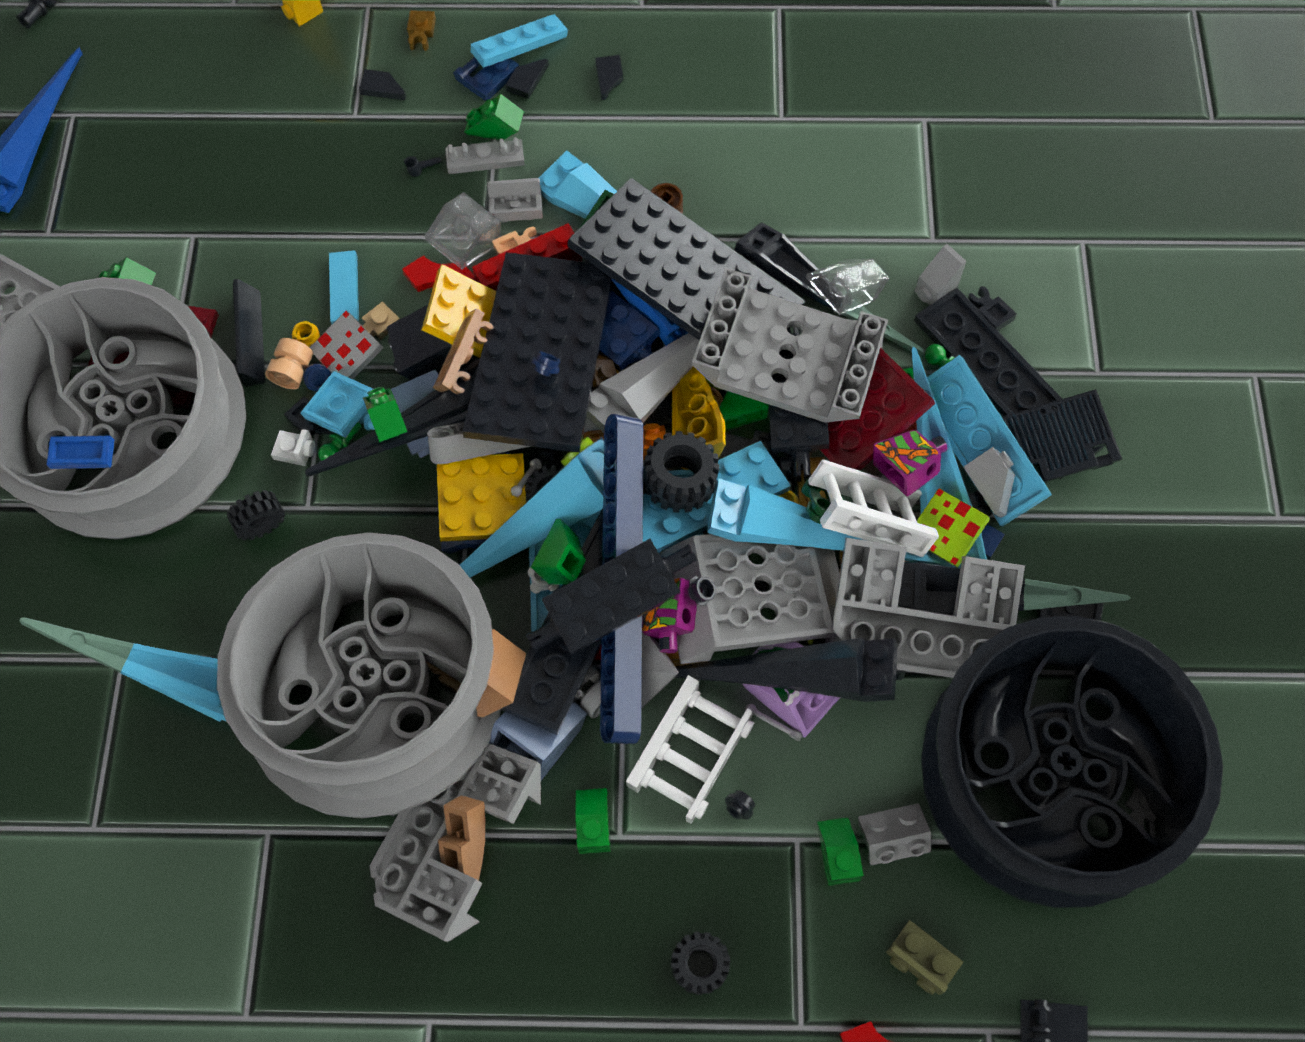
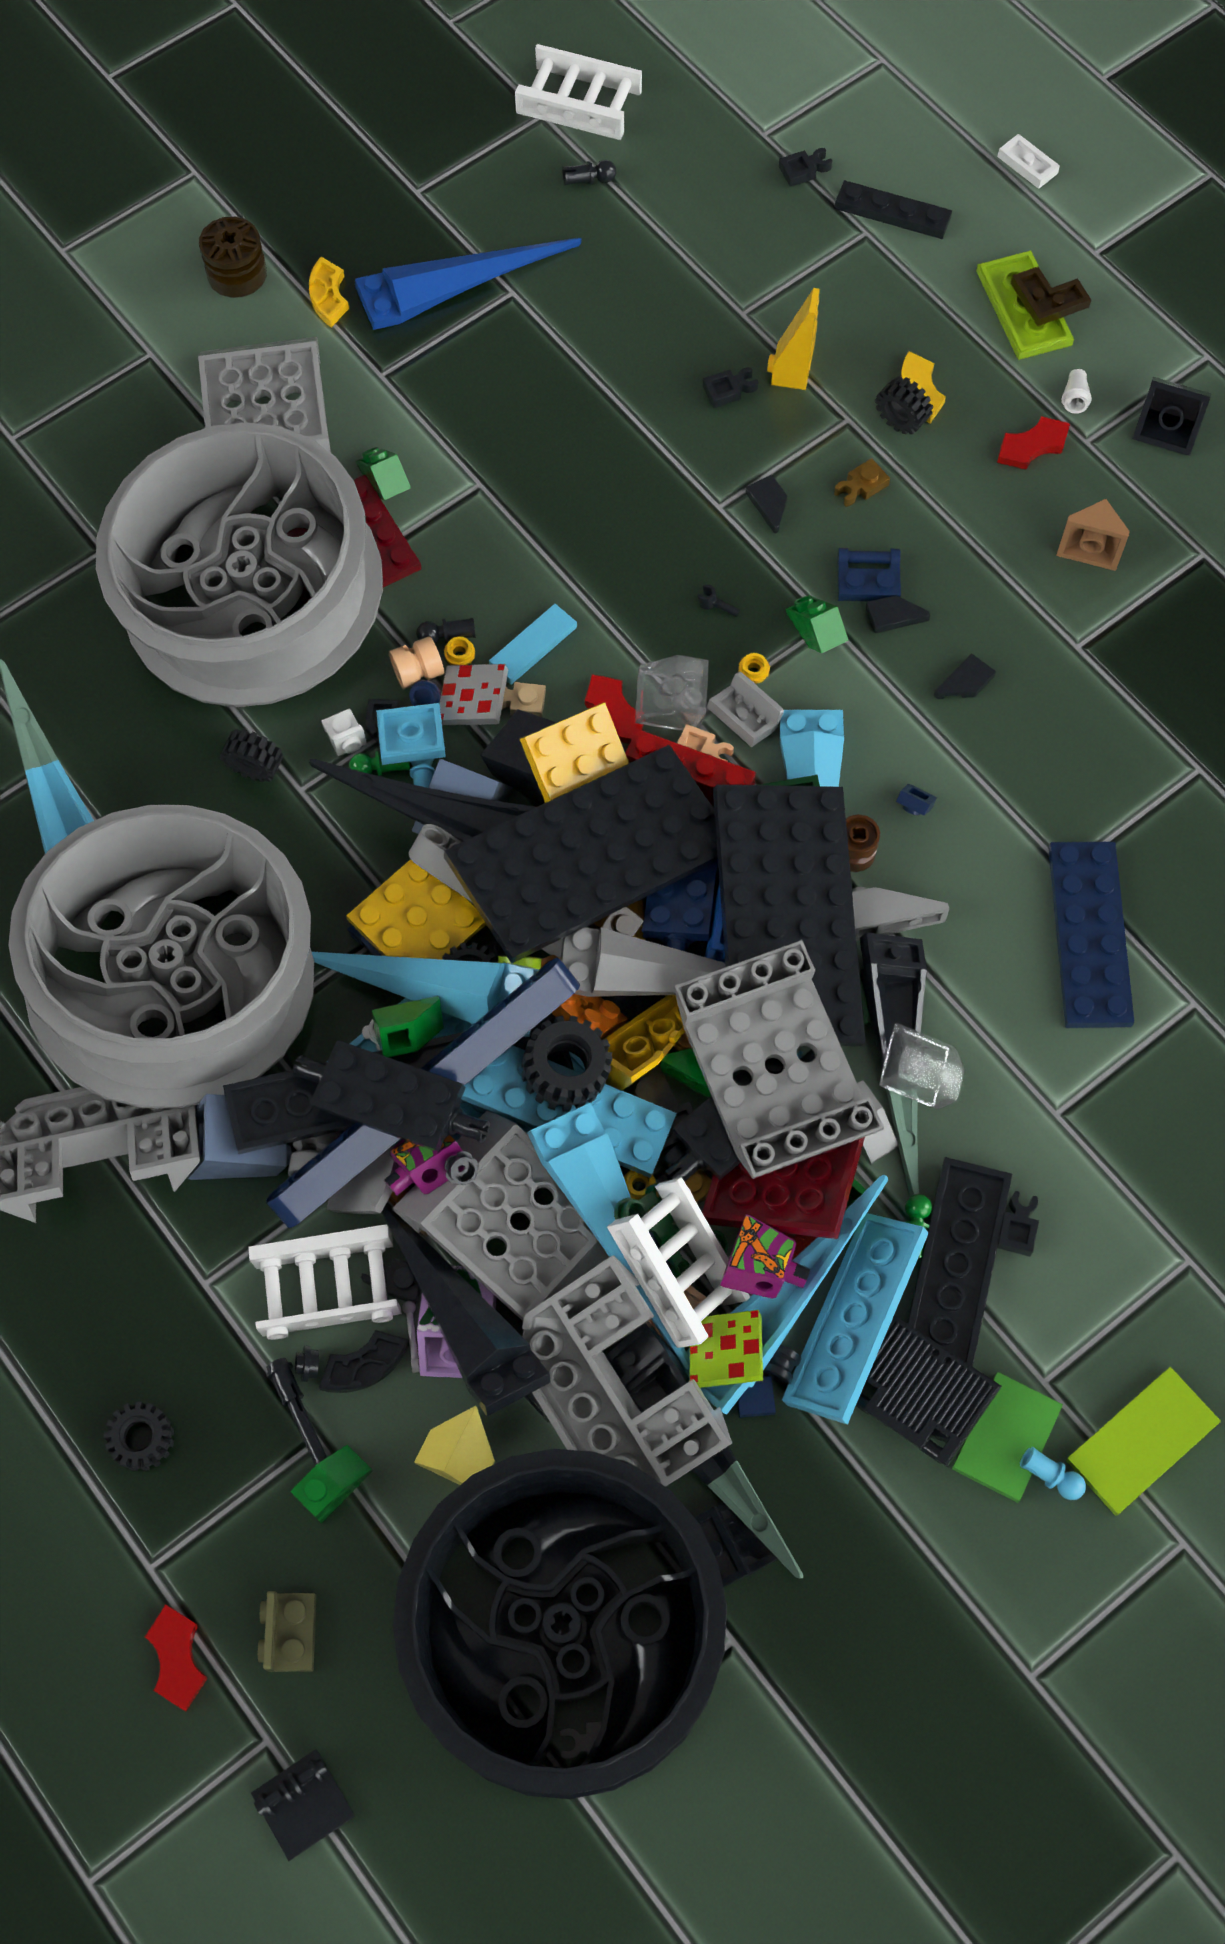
camera: 50 degrees right, 0 degrees up
(80, 452) = (166, 578): blue tile -> none
(248, 333) = (420, 605): black slope -> none
(278, 48) = (726, 388): none -> black plate
(282, 329) = (449, 630): none -> black pin
(384, 413) = (413, 775): green slope -> none
(461, 352) = (525, 789): medium nougat plate -> none
(465, 835) = (93, 1155): medium nougat slope -> none
(485, 156) = (775, 646): light grey plate -> none
(485, 173) = (757, 661): none -> yellow plate
(503, 676) = (249, 1060): medium nougat slope -> none
(518, 40) = (925, 574): medium azure plate -> none
(535, 464) = (488, 939): light grey hinge -> none
(546, 364) = (567, 865): dark blue plate -> none
(592, 821) = (197, 1247): green slope -> none
(665, 158) = (916, 800): none -> dark blue plate
(729, 697) = (399, 1281): none -> black plate
(730, 220) = (892, 912): none -> light grey slope
(752, 834) = (291, 1396): none -> black pin
(770, 768) = (365, 1366): none -> black tile
(835, 136) = (1090, 935): none -> dark blue plate
(879, 750) = (457, 1448): none -> light yellow slope
(895, 834) = (384, 1521): light grey bracket -> none
(940, 275) = (1004, 1147): light grey slope -> none
(993, 479) = (813, 1356): light grey slope -> none
(1127, 415) = (1009, 1426): none -> bright green tile
(1165, 407) = (1069, 1484): none -> medium azure pin
(1177, 348) = (1143, 1441): none -> lime tile

